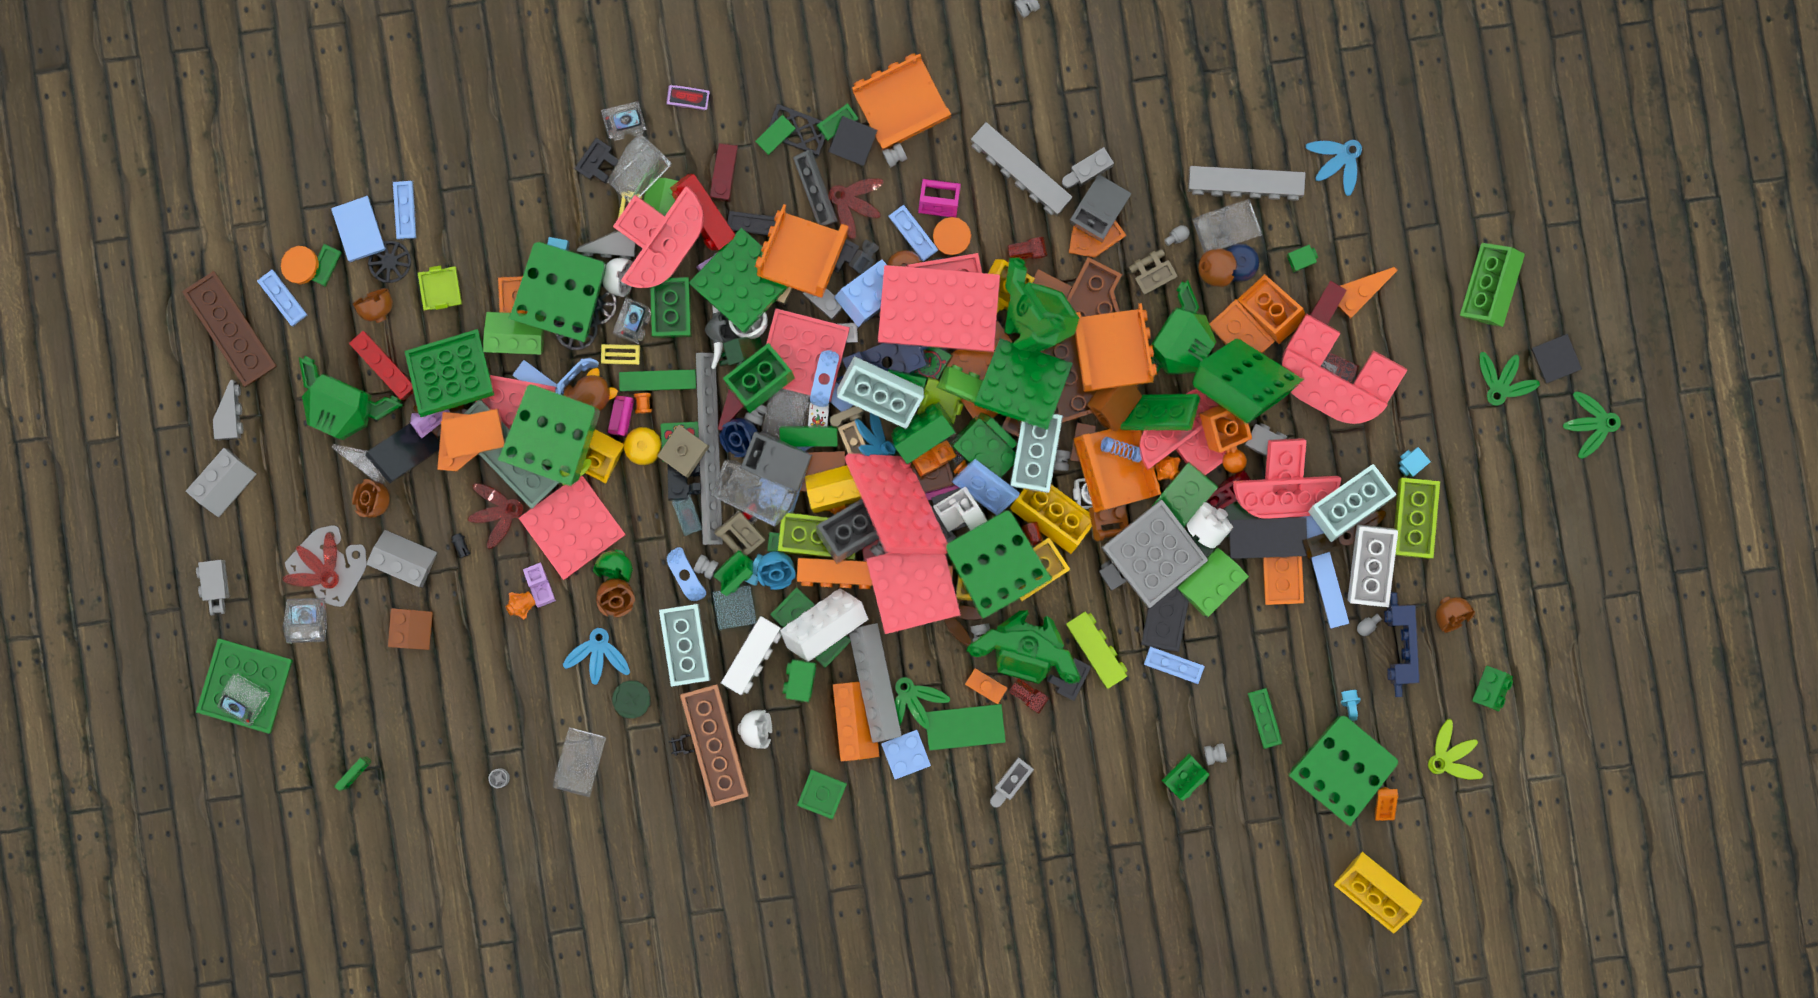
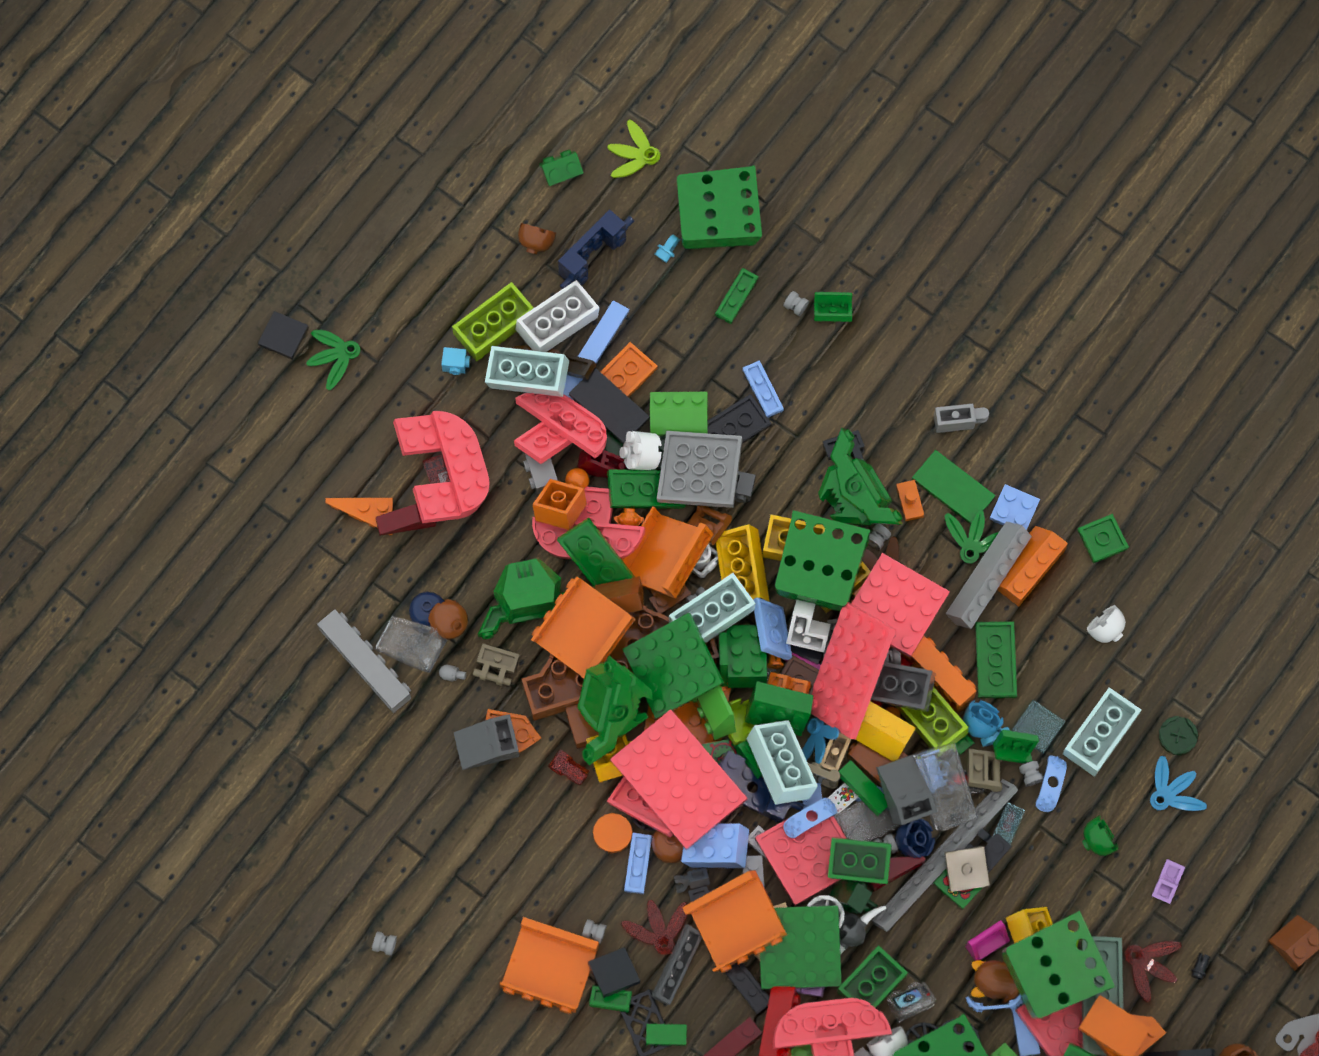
camera: 140 degrees left, 15 degrees down
(402, 558) = (1255, 998): light grey slope -> none
(520, 604) = (1196, 879): orange rock -> none
(572, 527) = (1106, 895): coral plate -> none
(579, 762) = (1260, 726): clear slope -> none
(612, 354) = (954, 1001): light yellow tile -> none
(615, 597) = (1120, 814): dark orange cylinder -> none
(642, 403) = (962, 936): orange bush -> none
(642, 446) = (992, 905): yellow cylinder -> none
(657, 380) = (934, 942): green tile -> none
(681, 743) = (1169, 673): black piece -> none
(714, 745) = (1148, 642): nougat brick -> none
(752, 655) = (1060, 676): white brick -> none
(800, 680) = (1041, 623): green brick -> none
(824, 624) = (987, 643): white brick -> none
(937, 205) = (600, 862): dark pink tile -> none
(1021, 169) = (513, 829): light grey brick -> none
(1031, 697) = (886, 459): clear red piece -> none
(1032, 533) = (772, 564): clear red piece -> none
(1088, 169) = (465, 780): light grey brick -> none
(1096, 650) = (807, 448): lime brick -> none
(1106, 447) = (652, 569): light blue piece -> none
(1239, 324) = (479, 563): orange tile -> none
(1244, 380) = (514, 516): green piece -> none
(1272, 308) = (440, 557): orange slope -> none
(1302, 258) = (382, 570): green brick -> none
(1343, 157) = (278, 612): dark azure plant -> none
(1368, 625) = (601, 287): light grey cylinder -> none
(1378, 892) = (778, 113): yellow slope -> none
(1386, 804) = (713, 161): orange tile -> none
(1492, 284) = (272, 424): bright green slope -> none
(1600, 423) = (302, 265): green plant -> none

